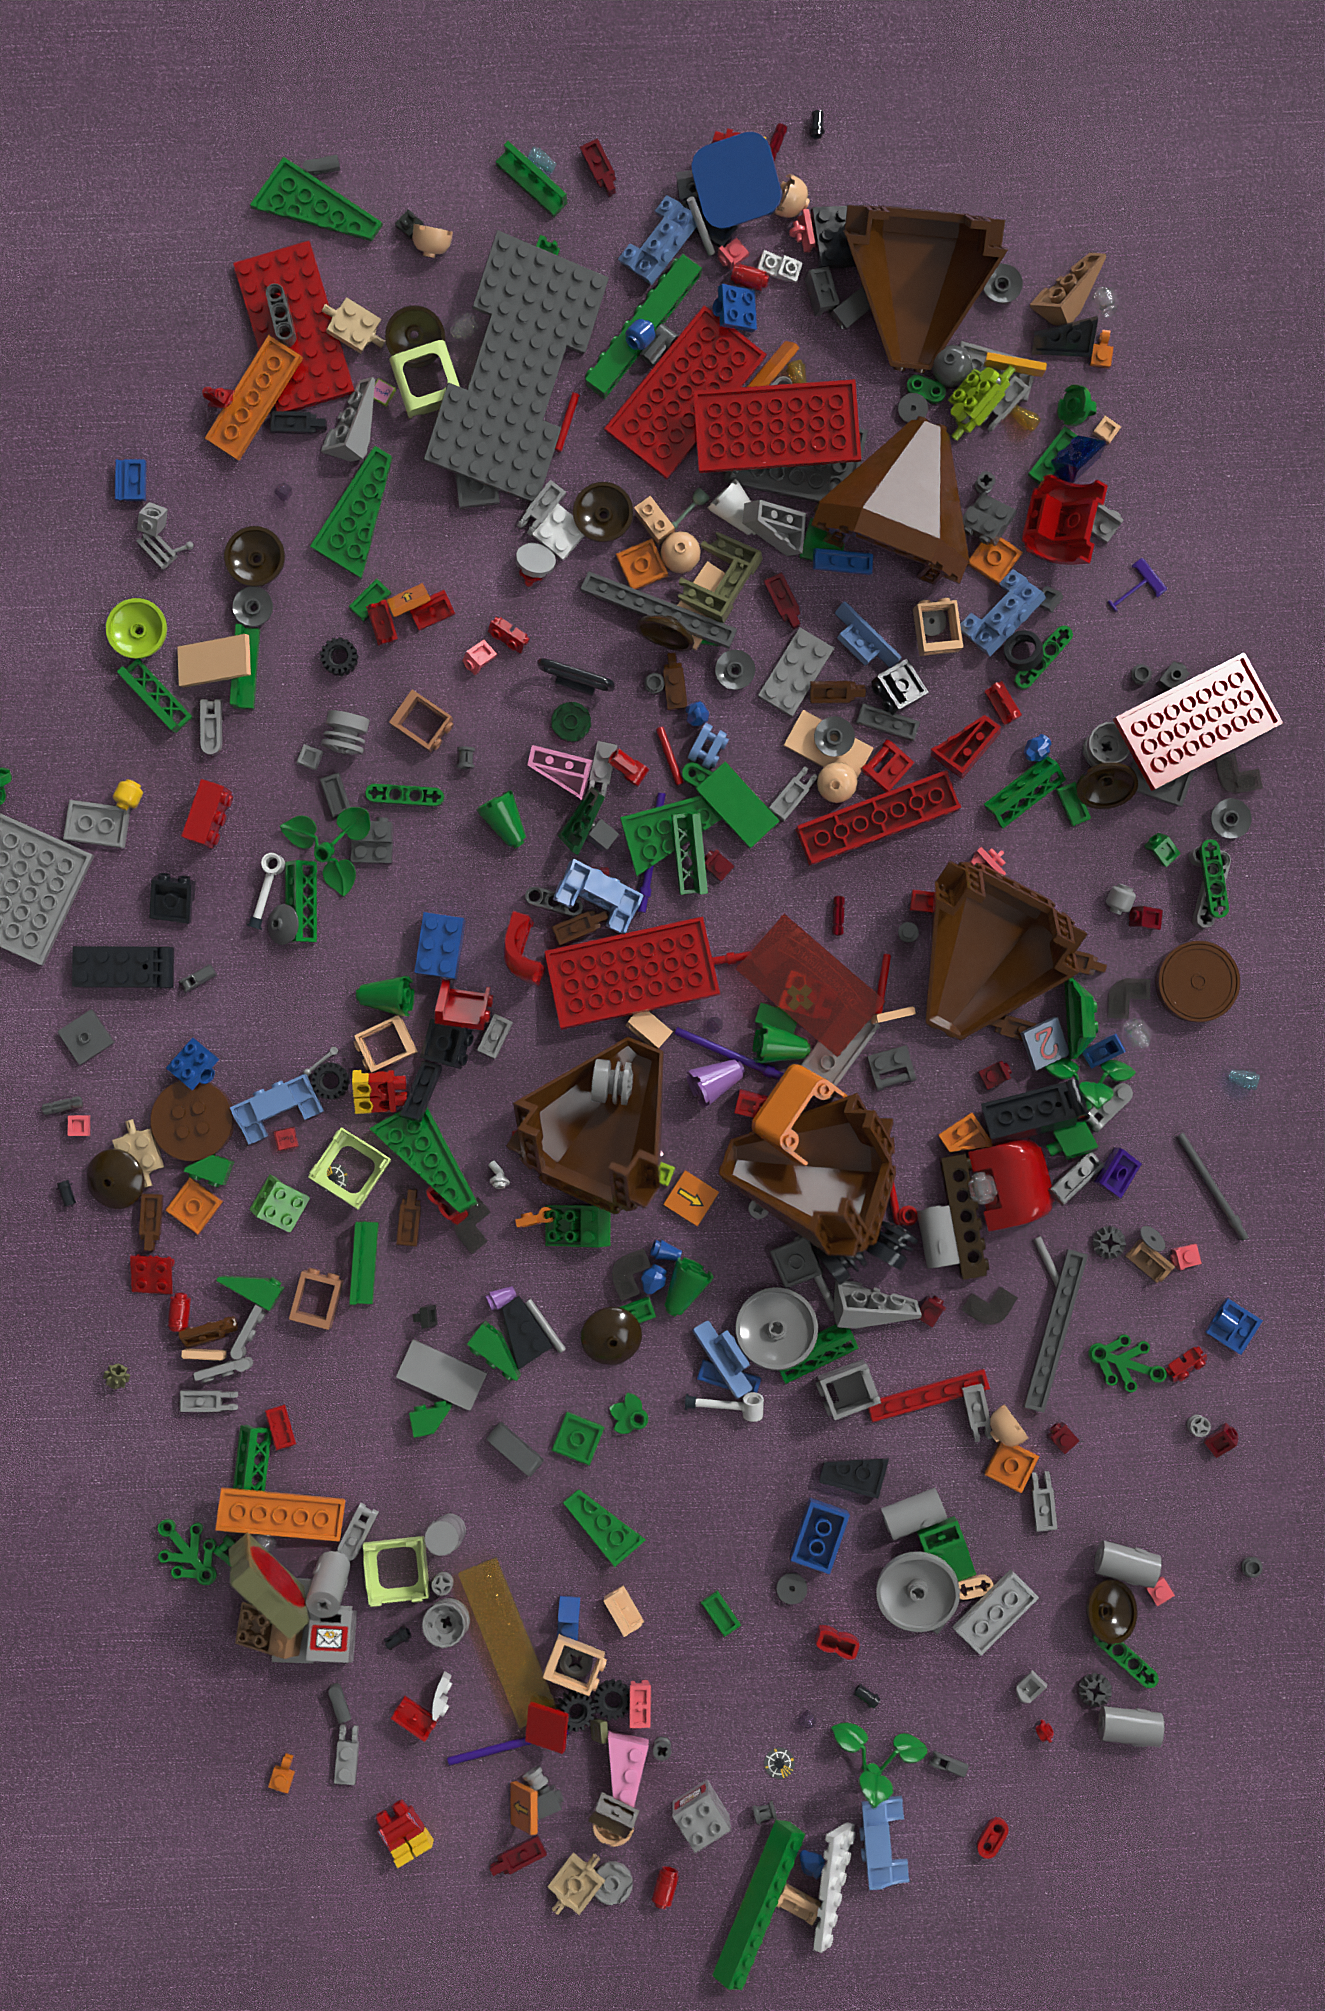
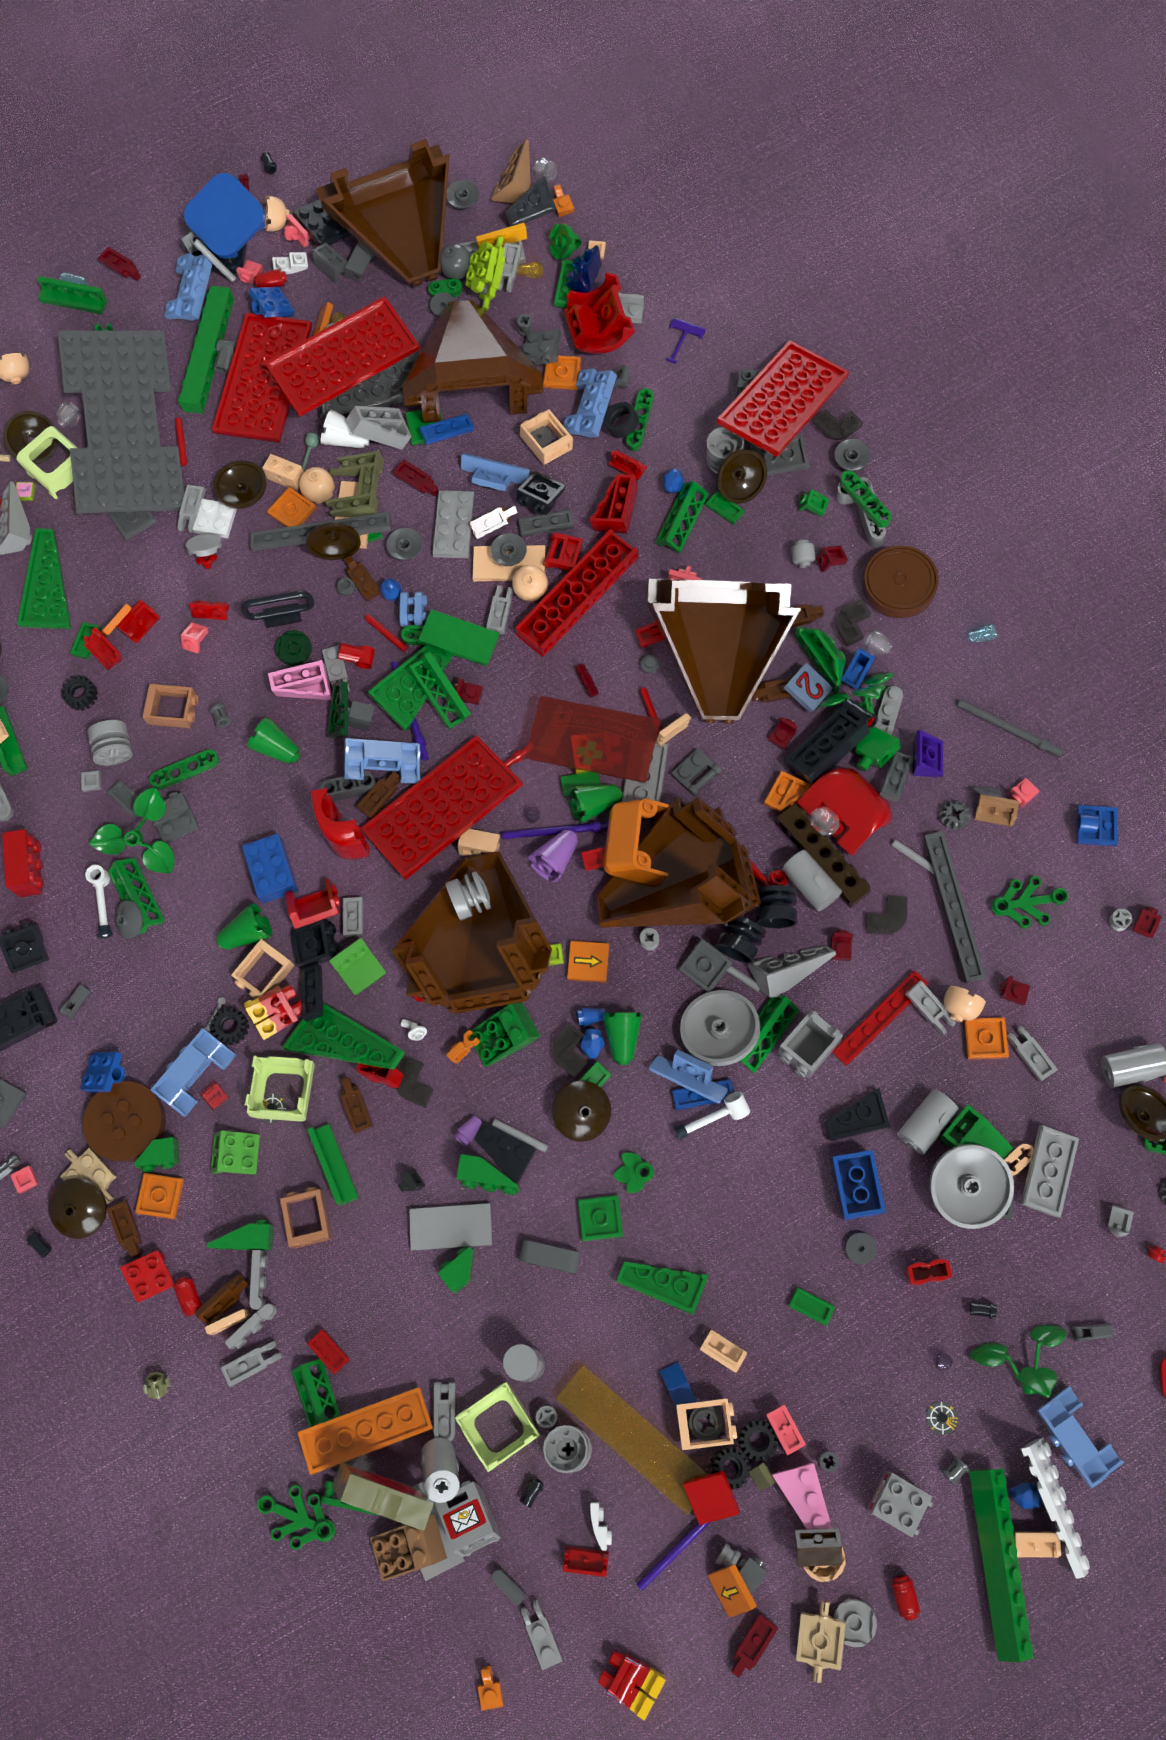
camera: 20 degrees left, 15 degrees down
(476, 1090) = (358, 966): none -> bright green bracket
(640, 334) = (205, 349): blue head -> none
(1141, 674) = (721, 393): dark grey plate -> none
(1181, 1370) = (1078, 883): red hinge -> none

